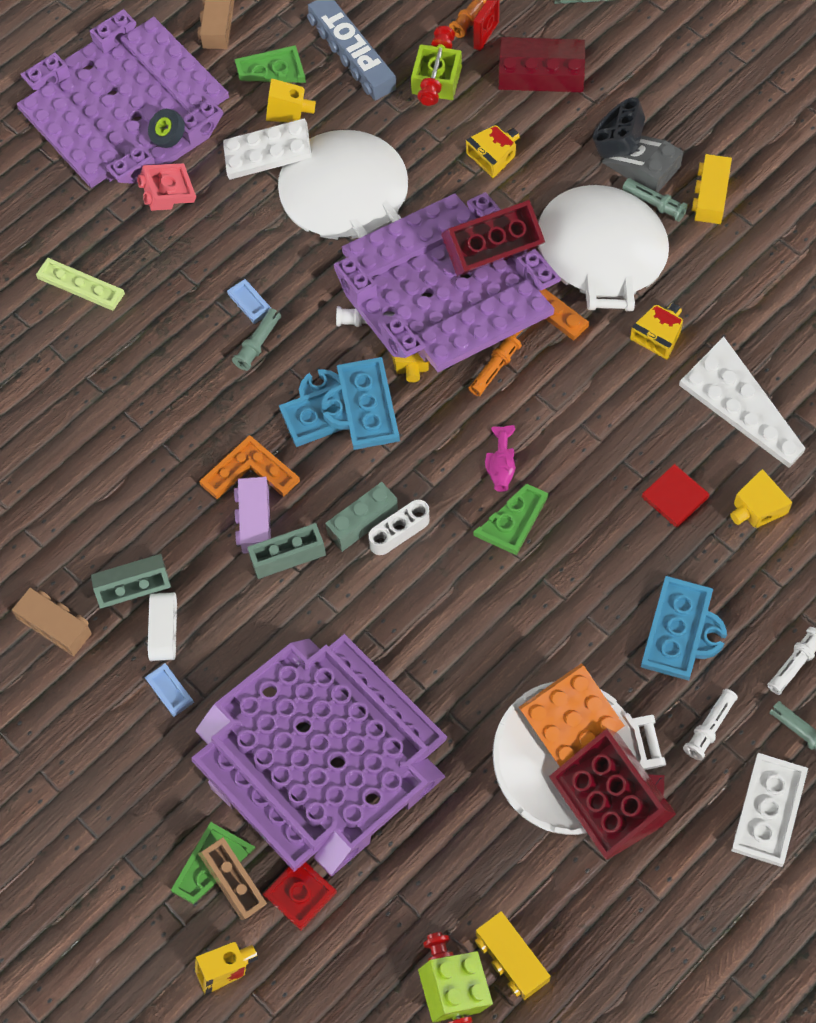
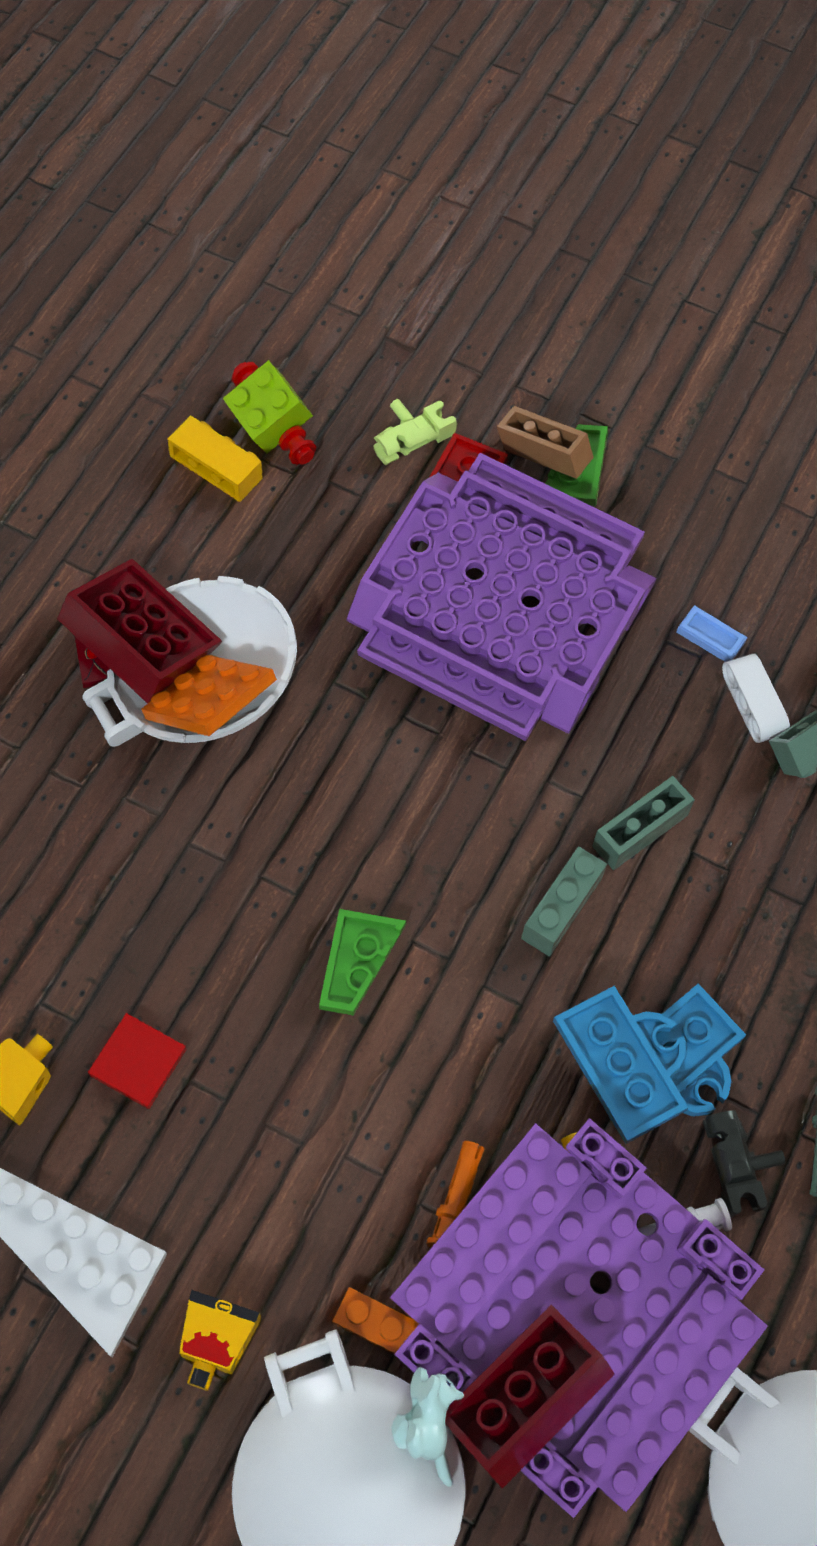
camera: 155 degrees right, 0 degrees up
(213, 968) = (521, 370): yellow torso -> none
(247, 456) = (748, 952): orange plate -> none
(252, 512) = (708, 867): lavender brick -> none
(317, 339) = (736, 1164): none -> pearl dark grey piece
(334, 937) = (412, 431): none -> yellowish green piece
(402, 517) = (514, 888): white beam -> none
(501, 463) = (401, 1040): dark pink animal -> none
(553, 238) = (424, 1427): none -> light aqua animal
(682, 629) = (92, 868): dark azure plate -> none
(705, 733) = (39, 743): white pin -> none

